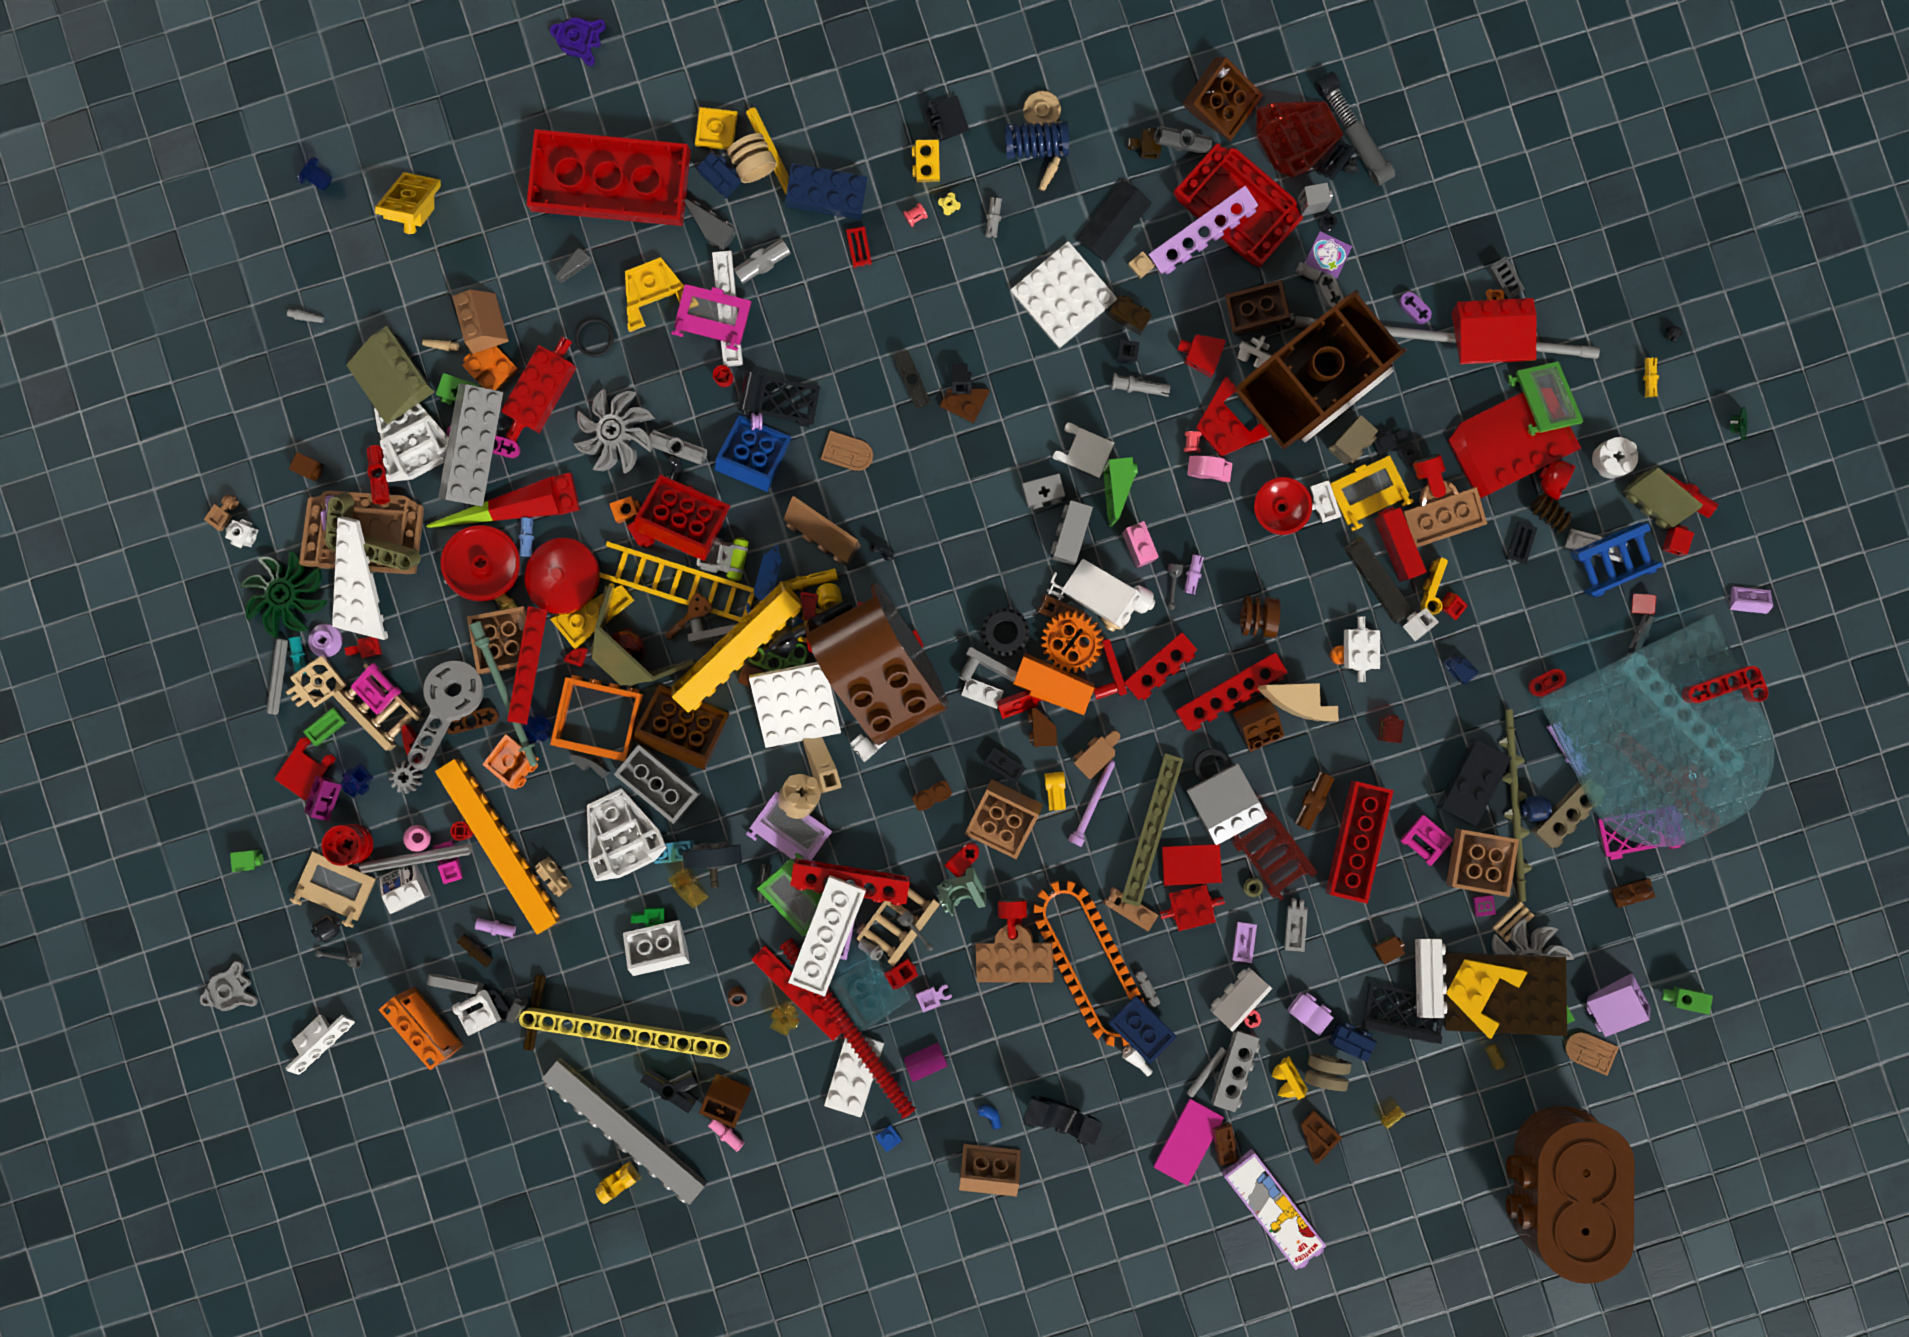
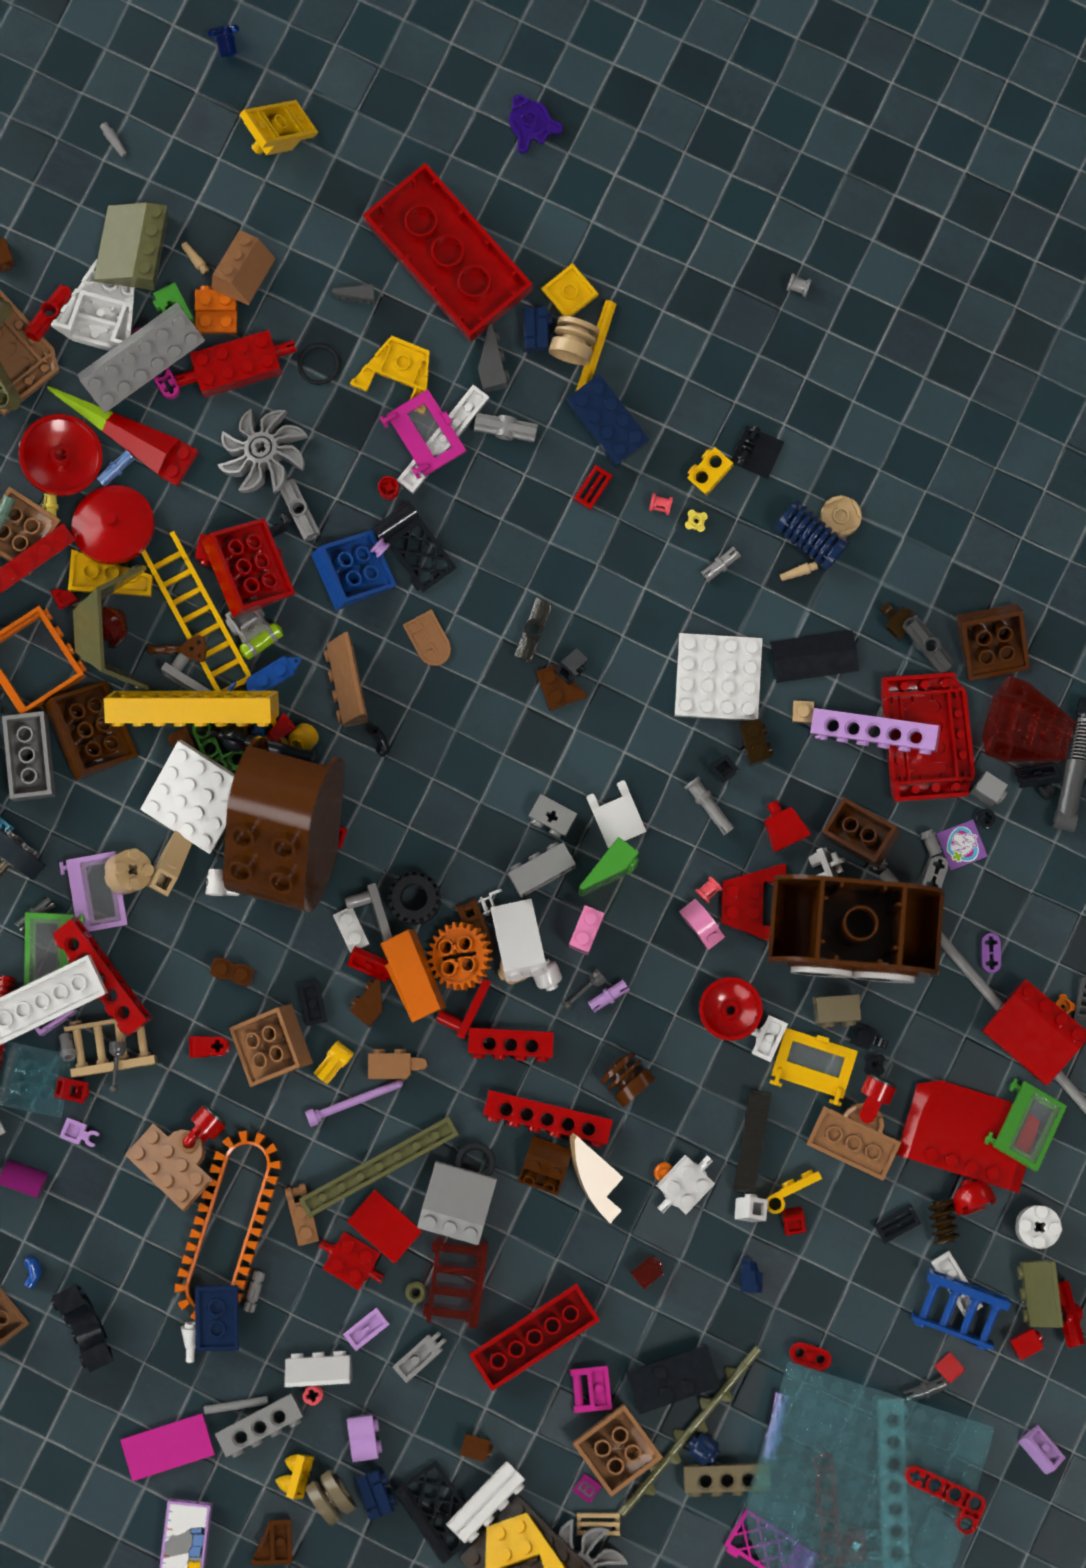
camera: 45 degrees right, 5 degrees down
(617, 507) = (206, 513): orange brick -> none
(811, 580) = (305, 713): yellow pin -> none
(959, 888) = (192, 1075): sand green tile -> none
(1224, 1144) = (194, 1477): reddish brown plate -> none
(1314, 800) = (530, 1269): reddish brown piece -> none
(1399, 544) = (795, 1128): red brick -> none

